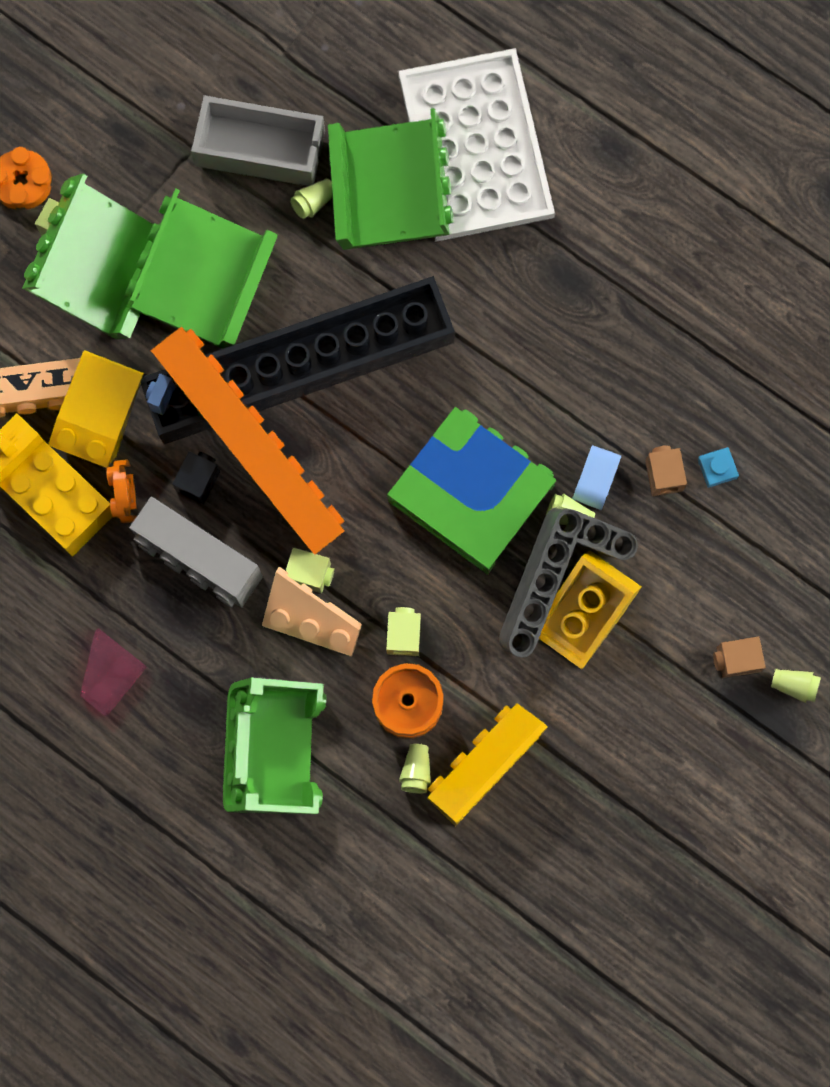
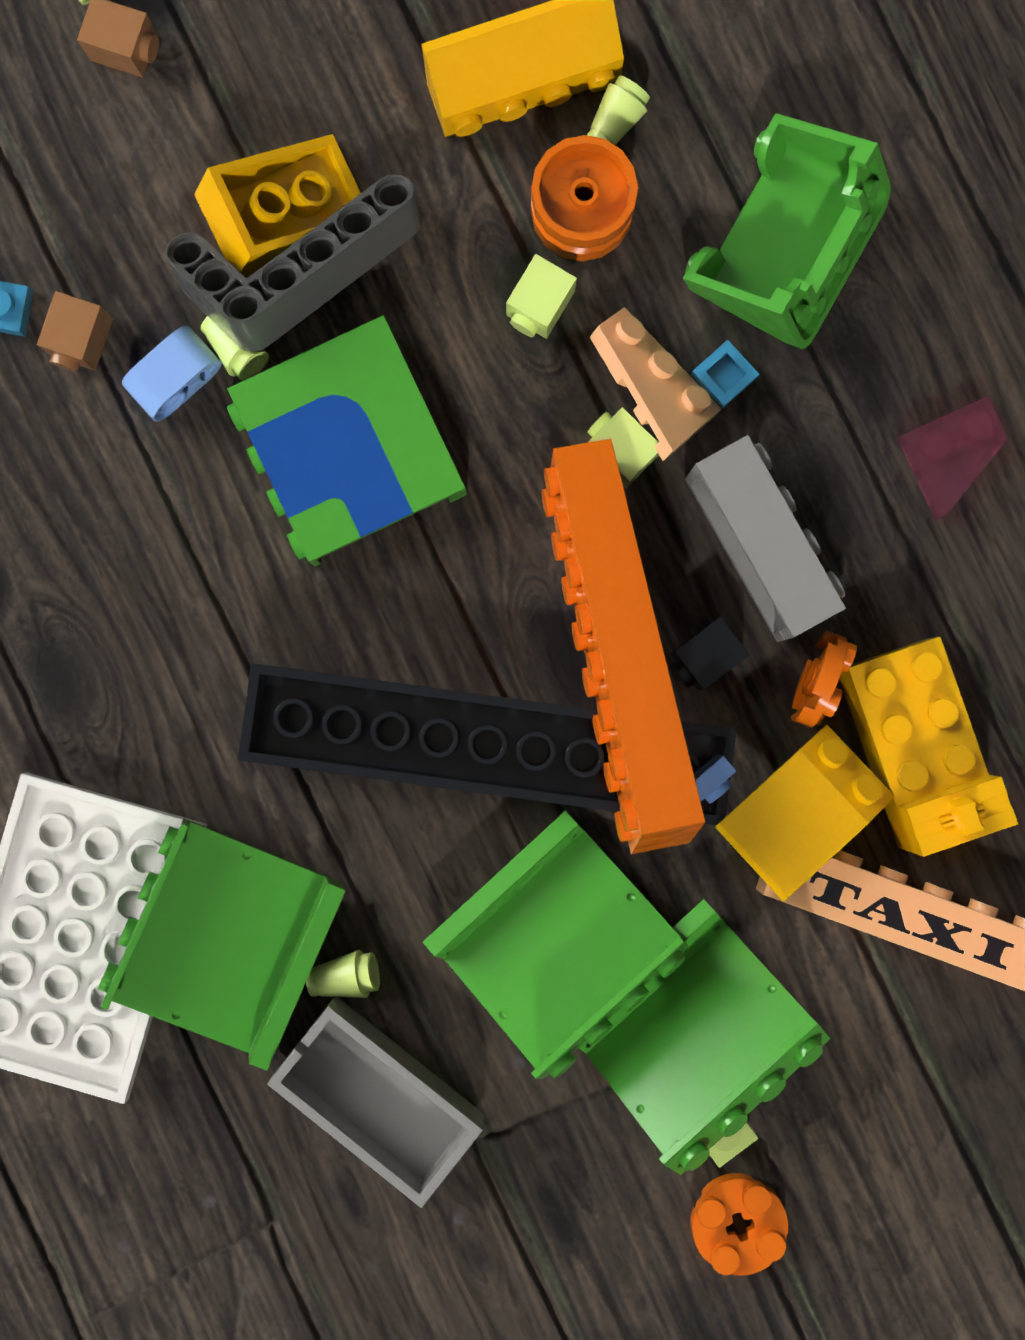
camera: 145 degrees left, 10 degrees up
(270, 646) = (724, 374): none -> dark azure plate

